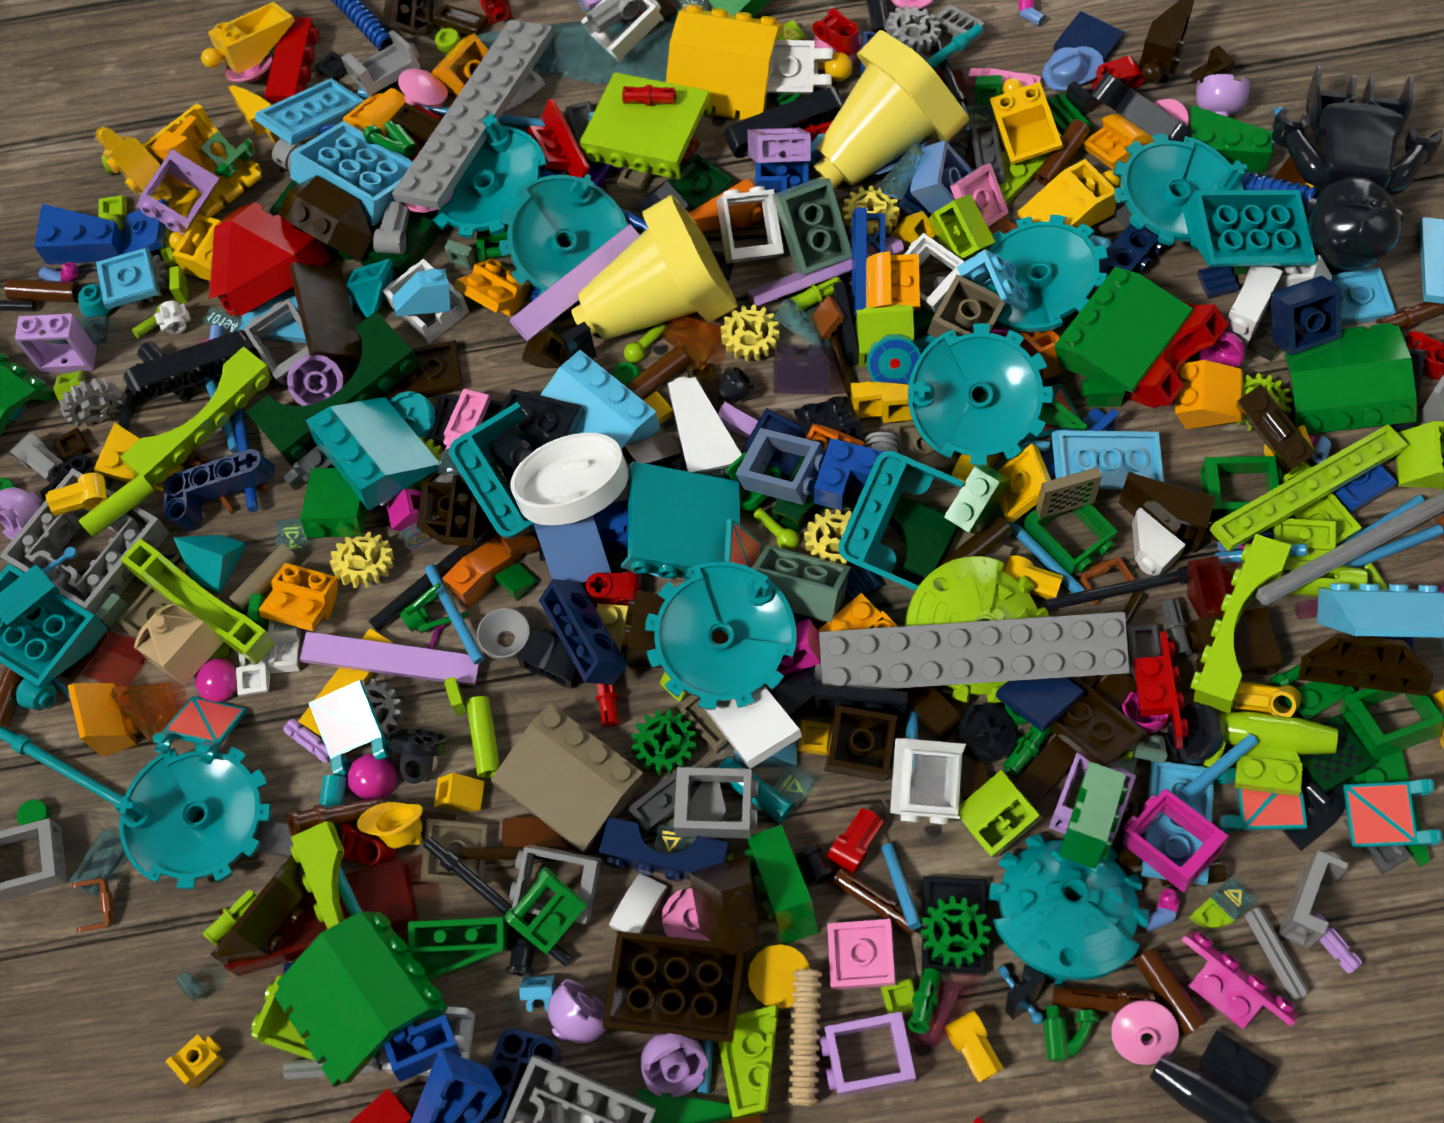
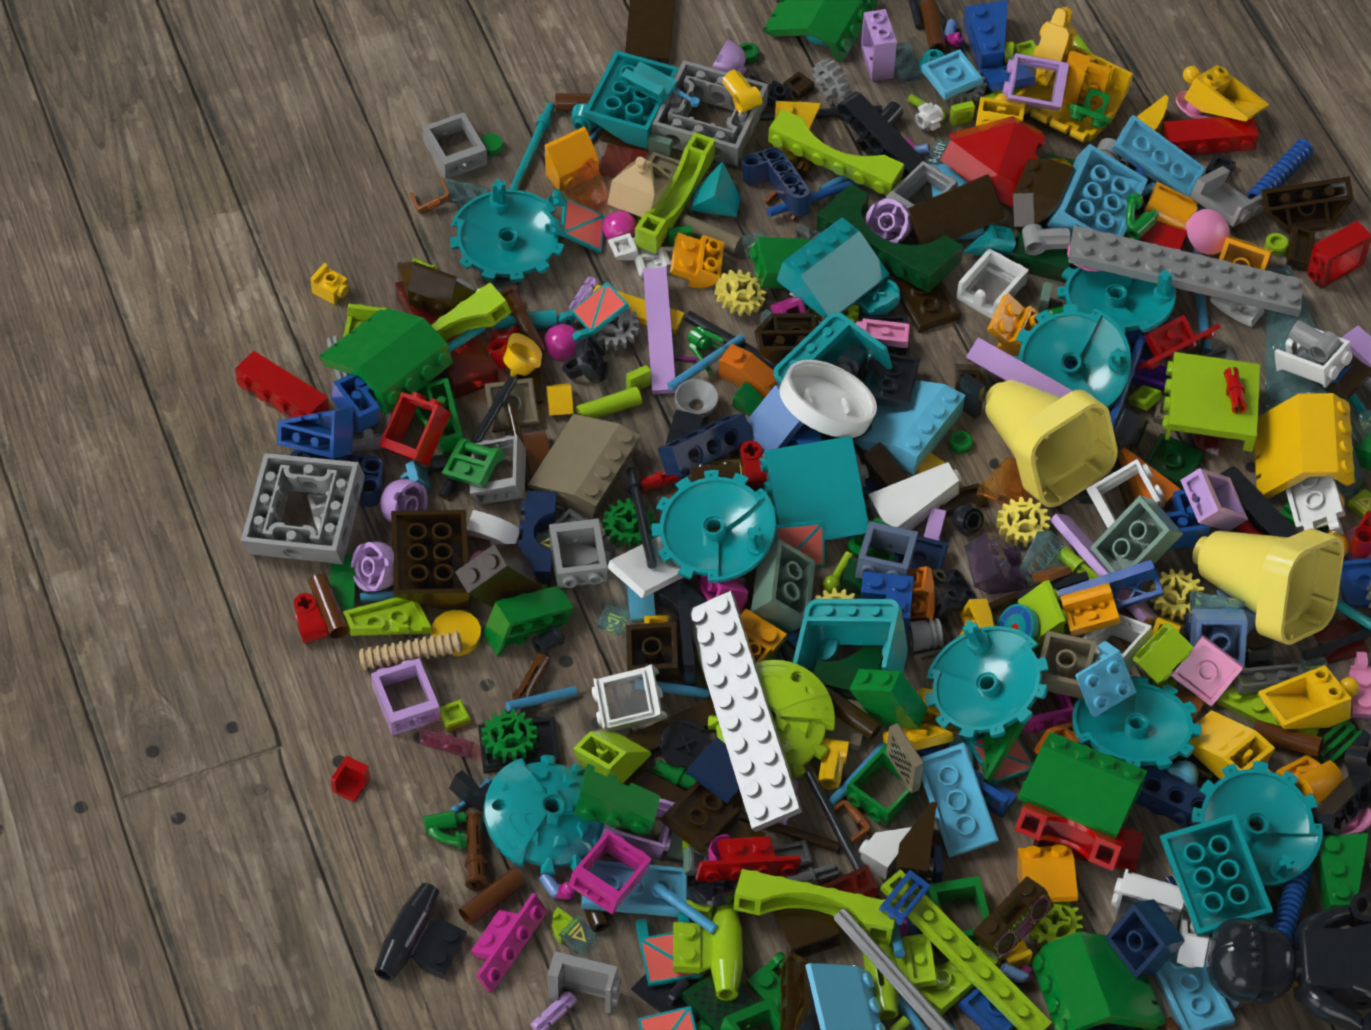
camera: 70 degrees right, 10 degrees down
(35, 454) = (781, 63): light grey piece -> none
(65, 381) = (853, 68): lime slope -> none
(116, 506) = (739, 118): lime piece -> none
(189, 986) = (381, 267): clear light blue tile -> none
(415, 122) = (1165, 230): dark brown tile -> none
(423, 294) = (987, 275): medium azure slope -> none
(500, 1000) = (400, 421): none -> red window
(616, 188) = (1145, 397): none -> lime tile
(619, 724) = (635, 488): none -> black bar
(635, 351) = (986, 444): lime bar -> none
(658, 373) = (961, 460): reddish brown piece -> none
(768, 798) = (599, 597): teal piece -> none
(851, 848) = (567, 663): red piece -> none
(861, 954) = (482, 680): bright pink plate -> none
(925, 1001) = (452, 725): green pin -> none
(931, 709) = (693, 698): dark brown slope -> none
(971, 1040) = (429, 762): yellow piece -> none
(987, 88) = (1345, 667): green slope -> none
(1142, 1018) = (455, 878): bright pink dish -> none
(1227, 350) = (1099, 886): dark pink hair -> none
(1250, 527) = (893, 912): none -> blue tile
(1264, 698) = (756, 945): yellow piece -> none
(1276, 953) = (530, 975): light grey axle -> none

